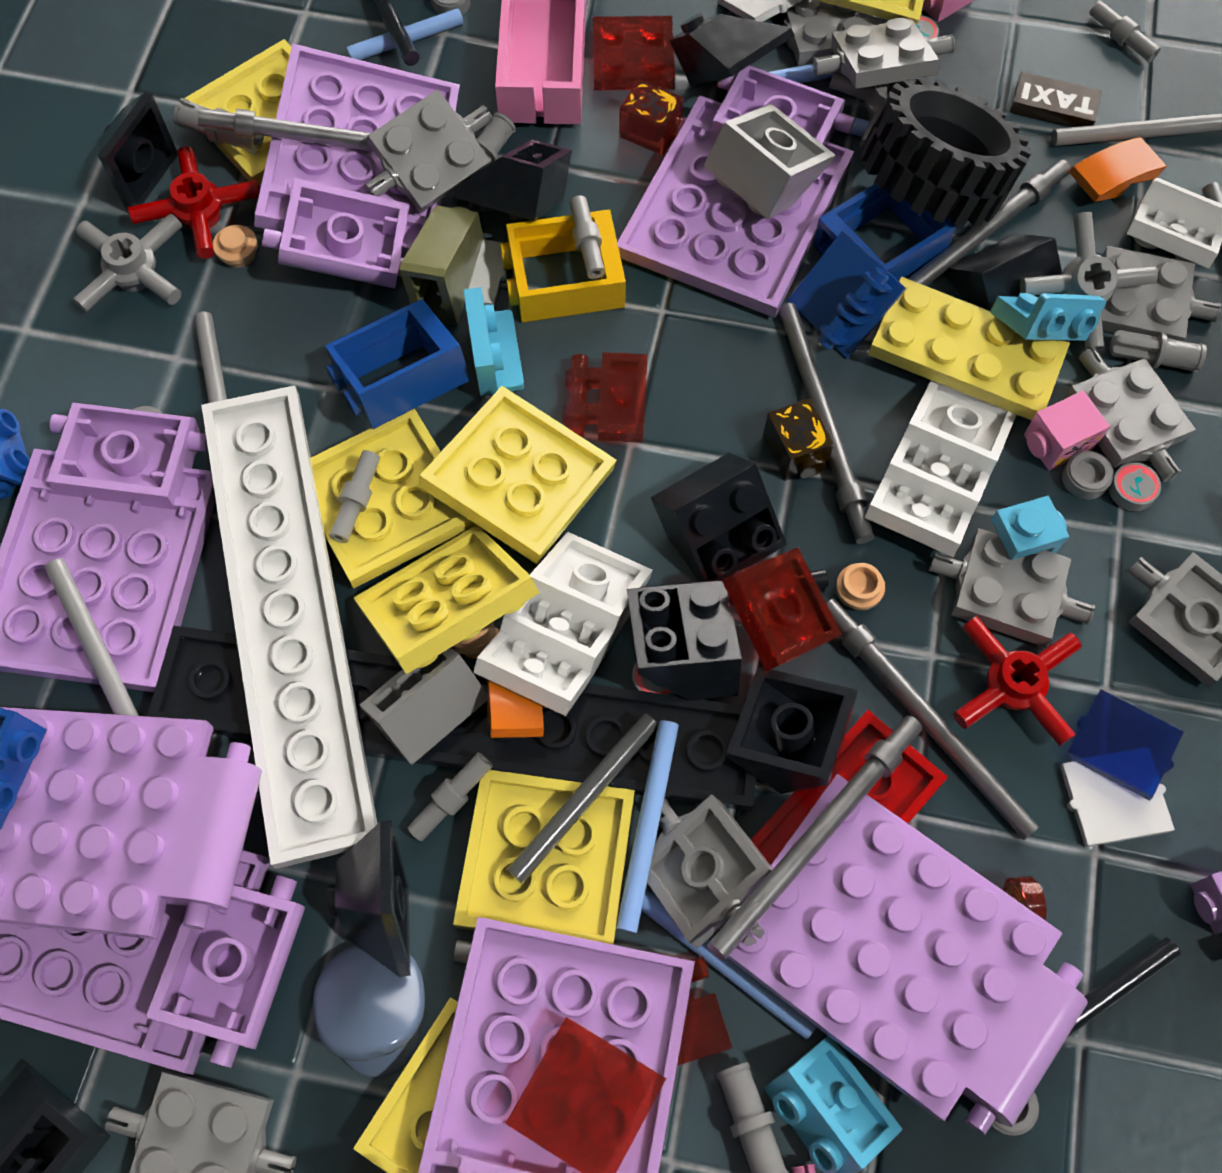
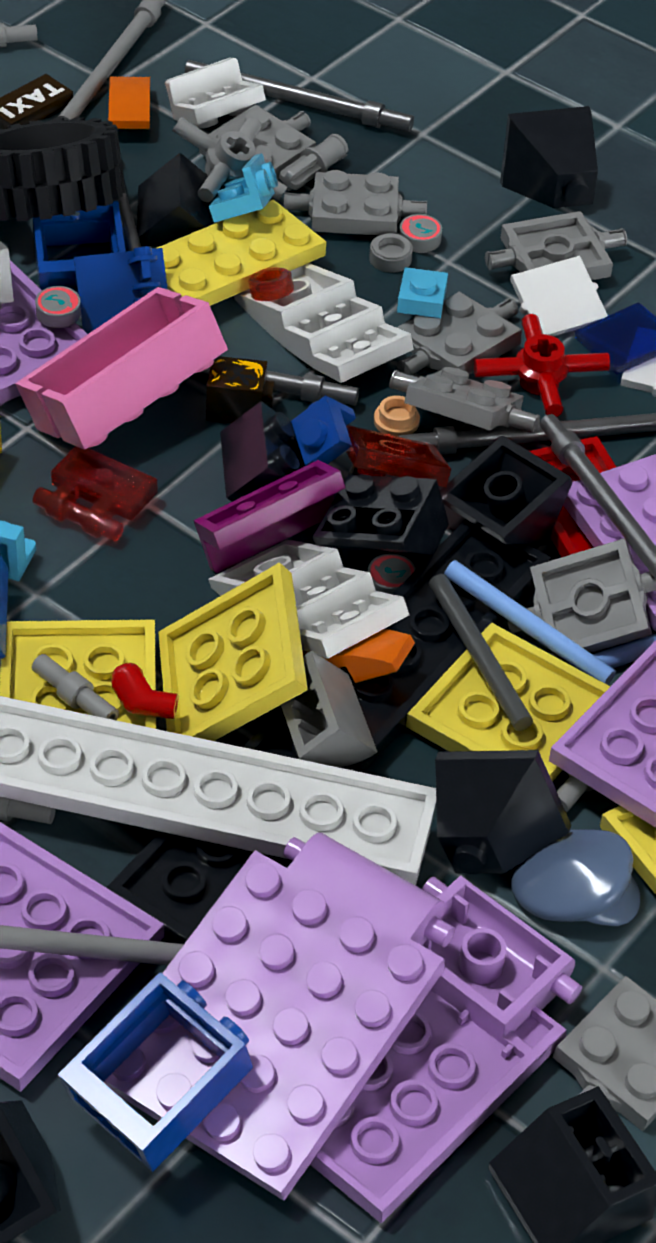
camera: 65 degrees left, 20 degrees down
(373, 543) = (138, 696): none -> red arm
(449, 796) = (417, 744): light grey bar -> none
(517, 474) = (134, 572): light yellow plate -> none
(643, 537) = (268, 515): none -> magenta panel
(736, 337) = (122, 367): none -> bright pink piece
(760, 530) = (323, 430): none -> blue bracket
(793, 253) = (58, 306): none -> light grey tile
(911, 634) = (466, 400): none -> light grey plate
(948, 398) = (271, 284): none -> clear red tile
(1065, 430) = (348, 240): bright pink brick -> none
(1130, 653) = (559, 296): none -> white piece

